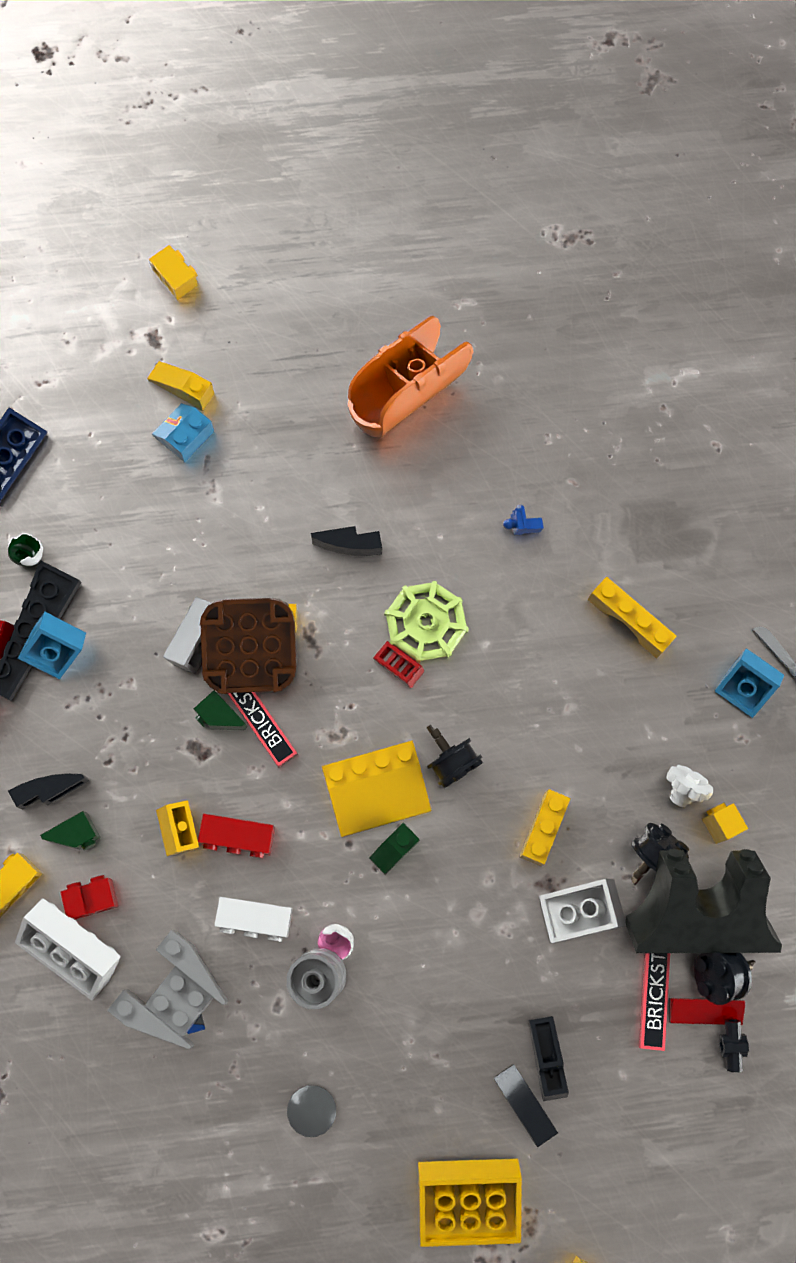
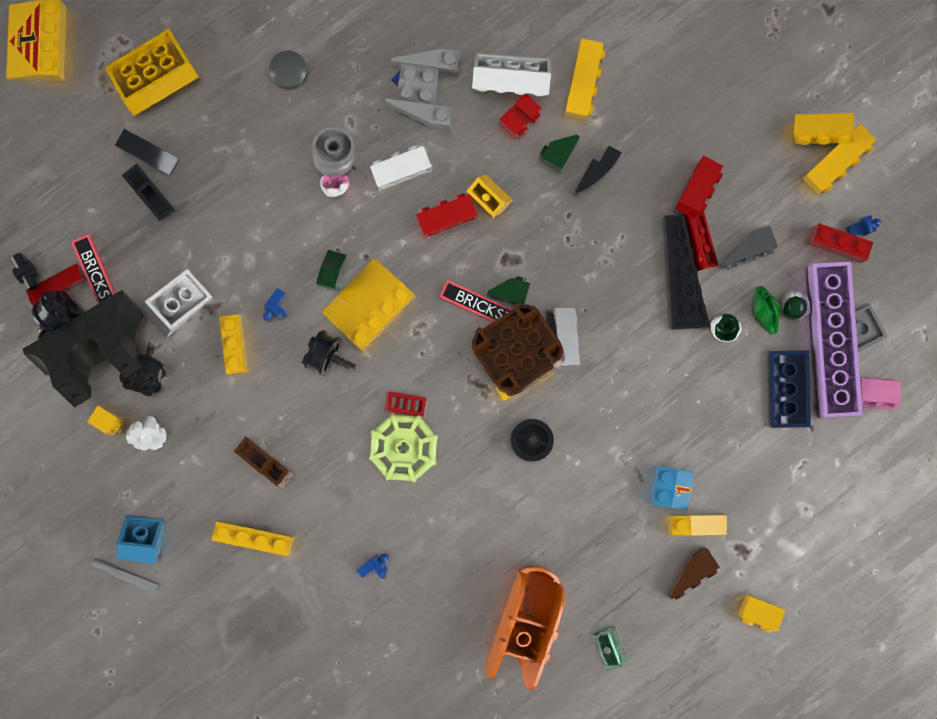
camera: 150 degrees right, 10 degrees up
(52, 645) = (658, 270): dark azure slope -> none
(210, 344) = (696, 568): none -> reddish brown slope
(291, 551) = (532, 440): none -> black wheel
(337, 322) = (610, 648): none -> clear green slope
(348, 541) = (495, 473): black slope -> none
(480, 846) = (272, 307): none -> blue piece
(579, 687) = (264, 463): none -> reddish brown slope

